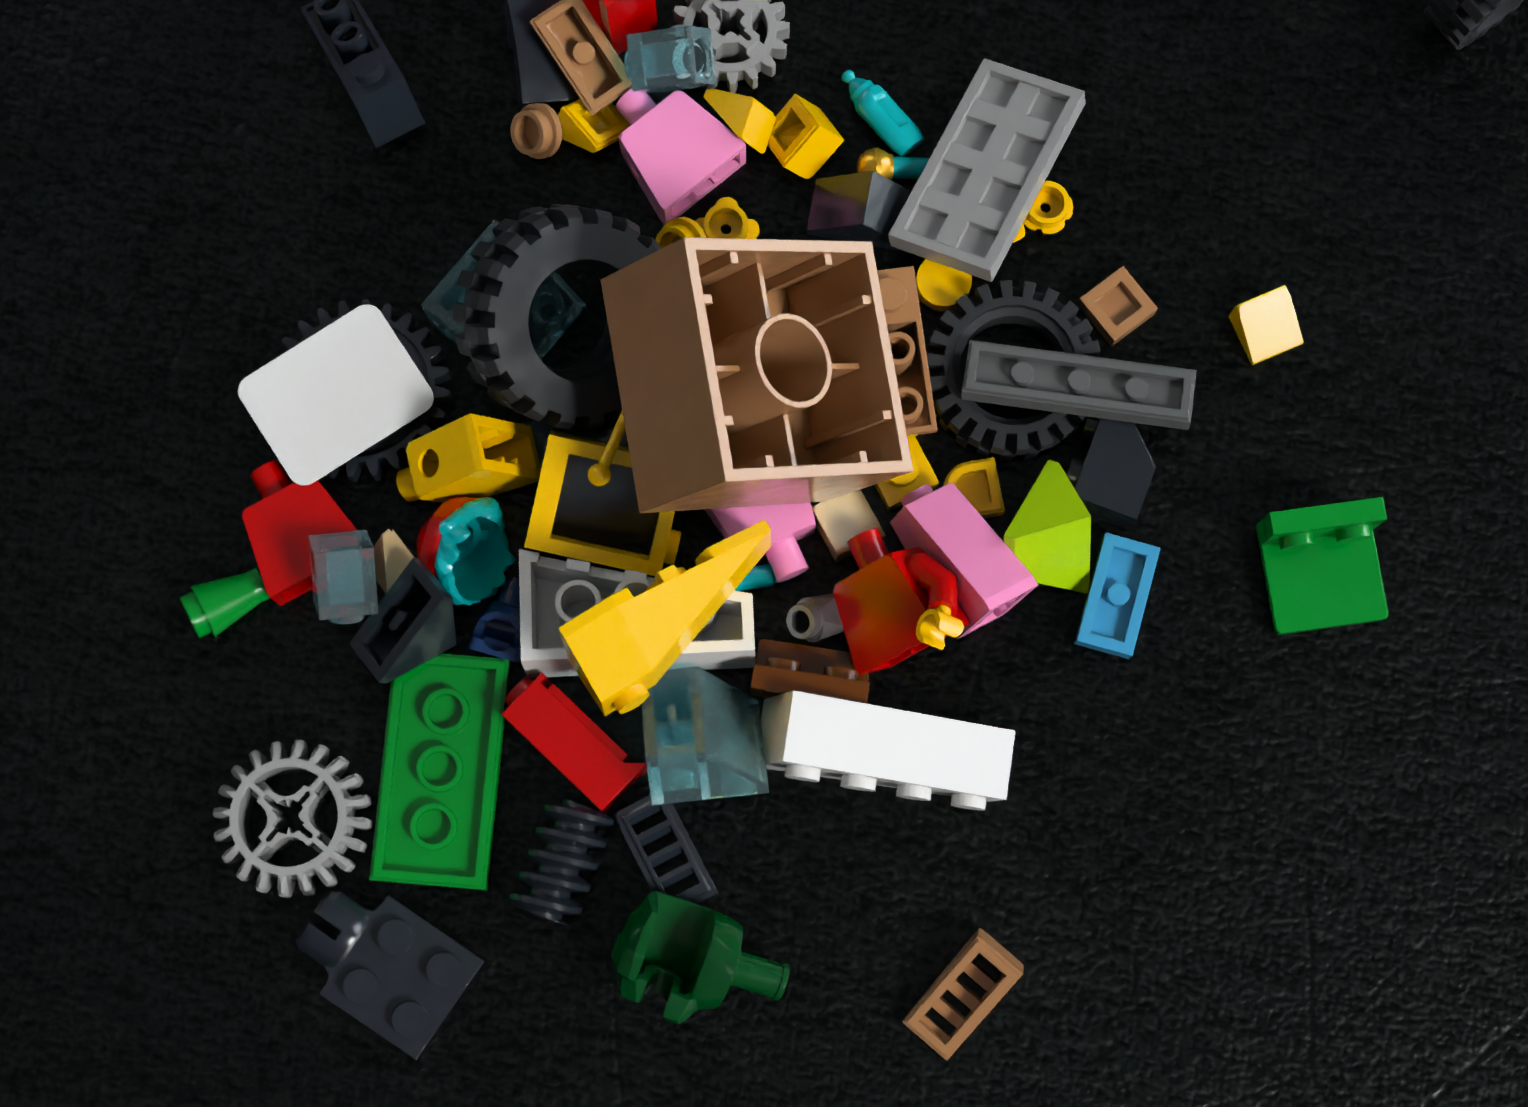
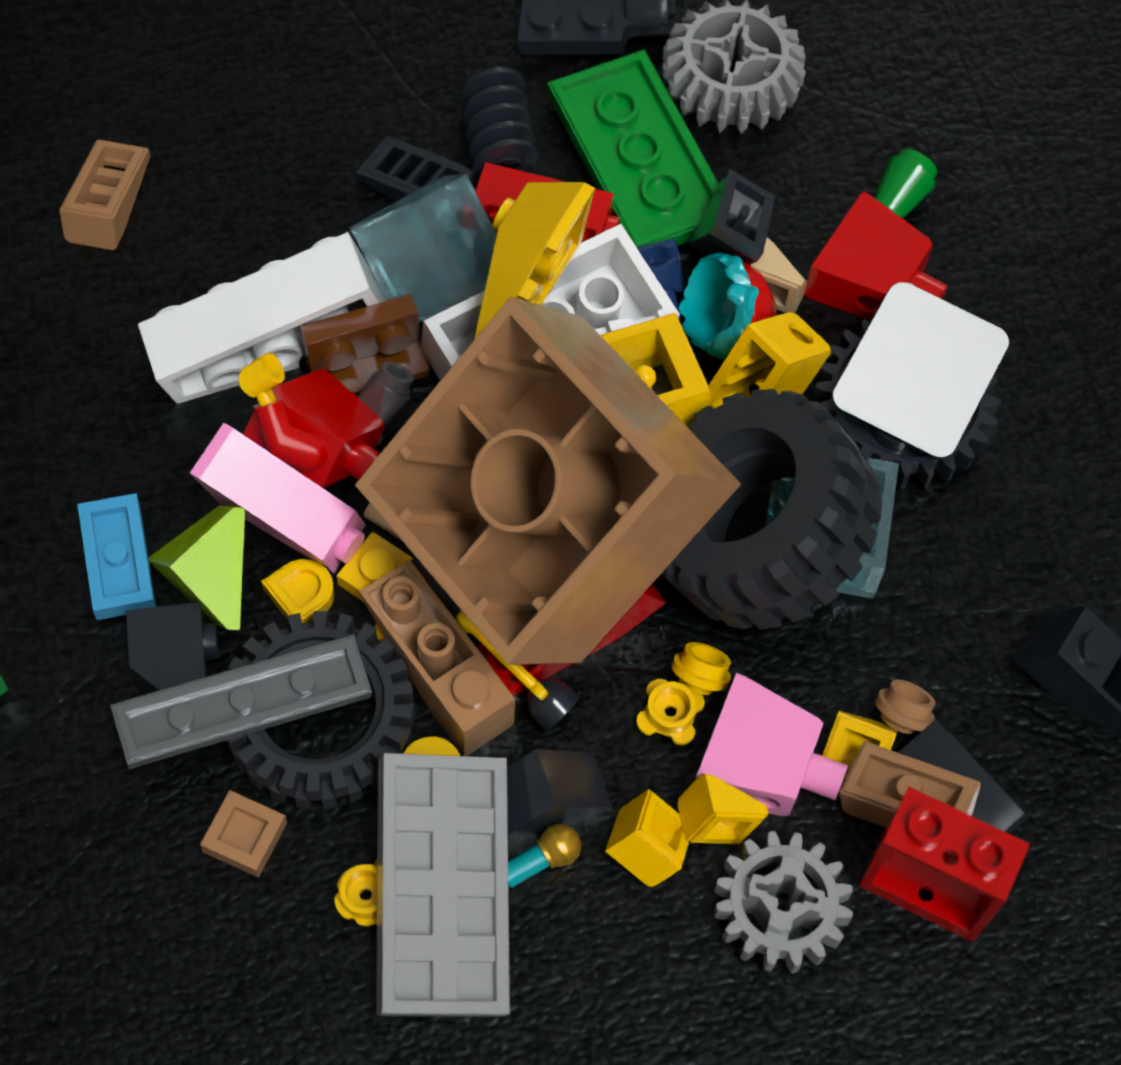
camera: 150 degrees right, 15 degrees down
(343, 576) = (813, 221): clear light blue brick -> none
(670, 59) = (819, 816): clear light blue brick -> none
(688, 958) = (346, 107): dark green piece -> none
(883, 115) = (580, 903): teal piece -> none
(1267, 325) = (79, 889): slope -> none

